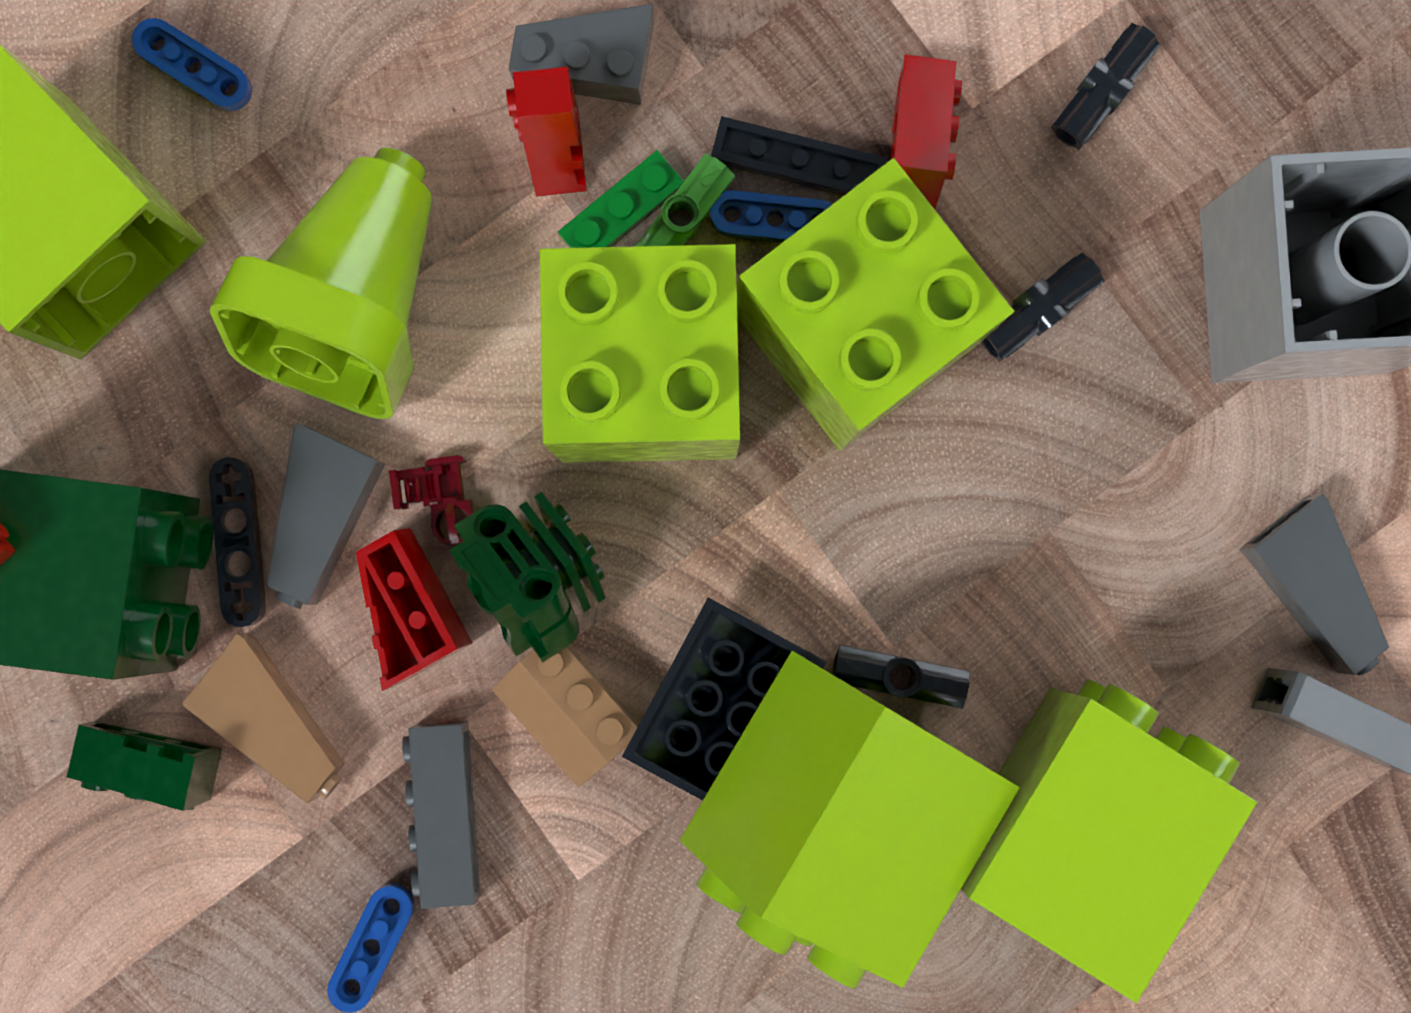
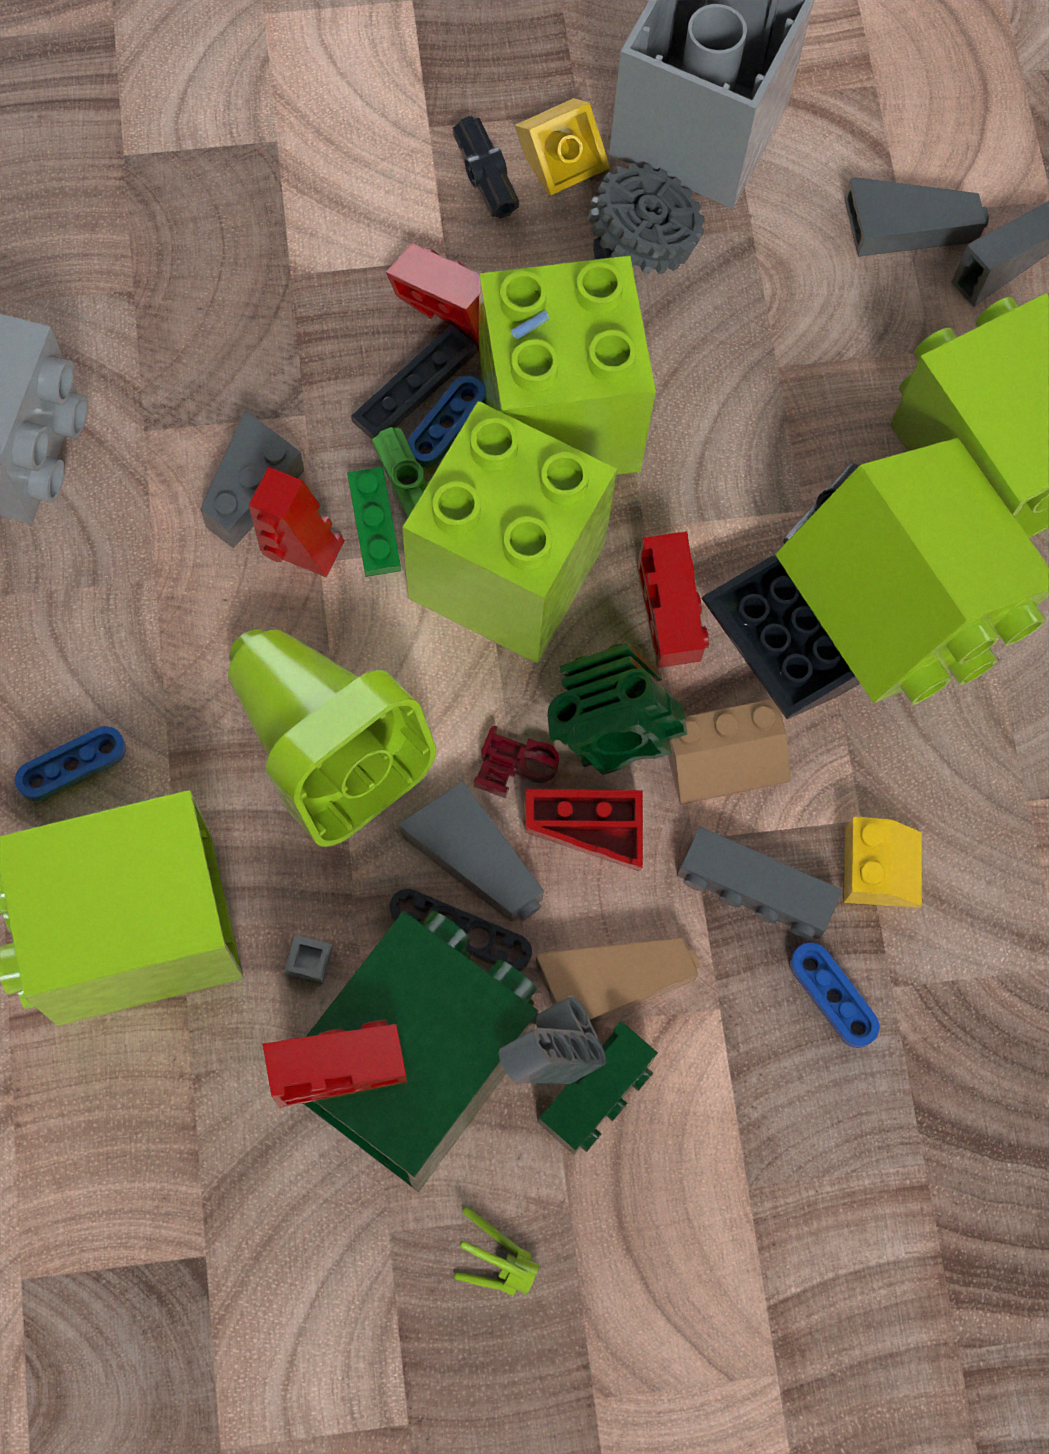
camera: 65 degrees left, 15 degrees down
(127, 729) = (557, 1050): none -> dark grey beam
(129, 411) = (308, 959): none -> light grey tile
(534, 929) = (882, 863): none -> yellow slope
(696, 567) = (671, 599): none -> red wedge
(863, 253) = (530, 324): none -> light blue leg
(1137, 295) = (646, 218): none -> dark grey piece
(1182, 154) = (563, 145): none -> yellow slope

